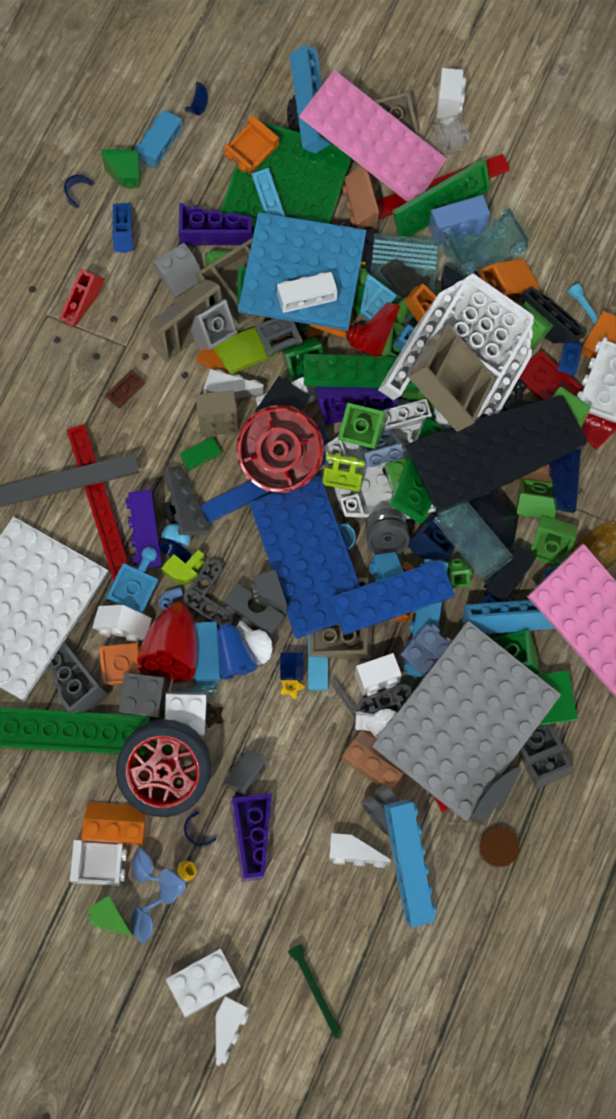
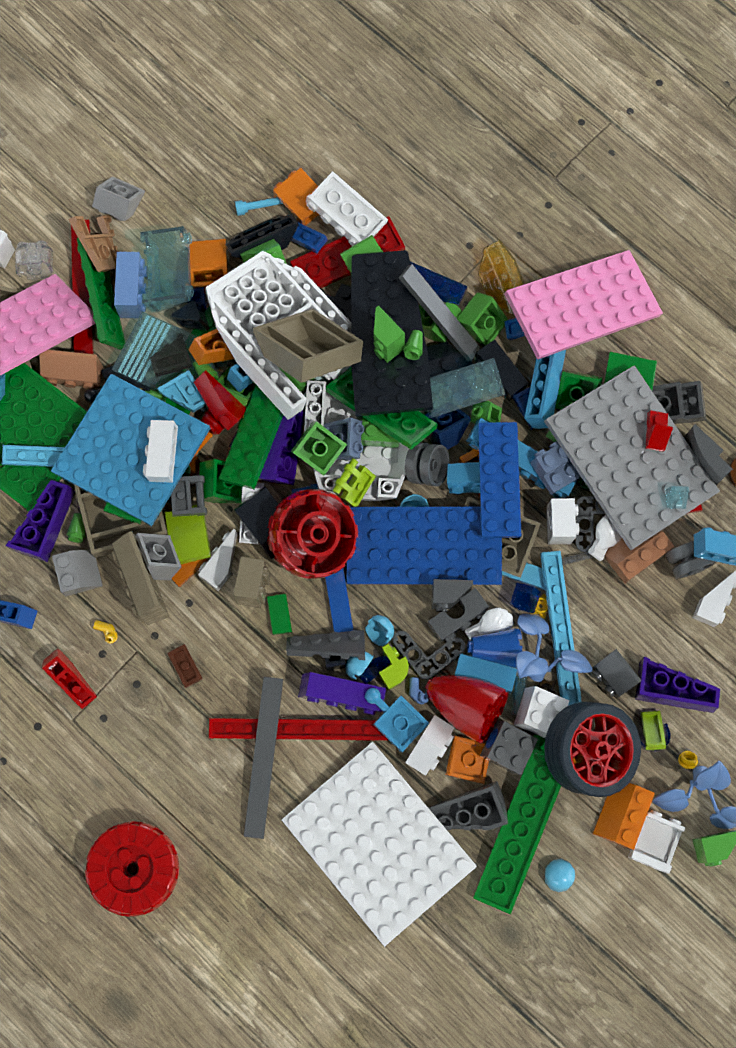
camera: 70 degrees left, 5 degrees up
(38, 782) = (559, 875): none -> medium azure hair
(133, 318) = (108, 630): none -> yellow arm
(204, 826) = (653, 730): none -> lime tile
(215, 545) = (380, 630): none -> medium azure hair
(222, 681) = (536, 667): none -> medium blue plant
(275, 709) = (560, 622): none -> medium azure tile
(439, 774) = (677, 497): none -> clear light blue slope
(482, 181) = (98, 246): none -> medium nougat wing
(486, 441) = (388, 336): none -> bright green slope
(490, 473) = (414, 345): none -> bright green cone
(500, 734) = (657, 431): none -> red slope
(538, 492) = (439, 312): none -> dark grey tile
(540, 184) = (117, 198): none -> light grey slope

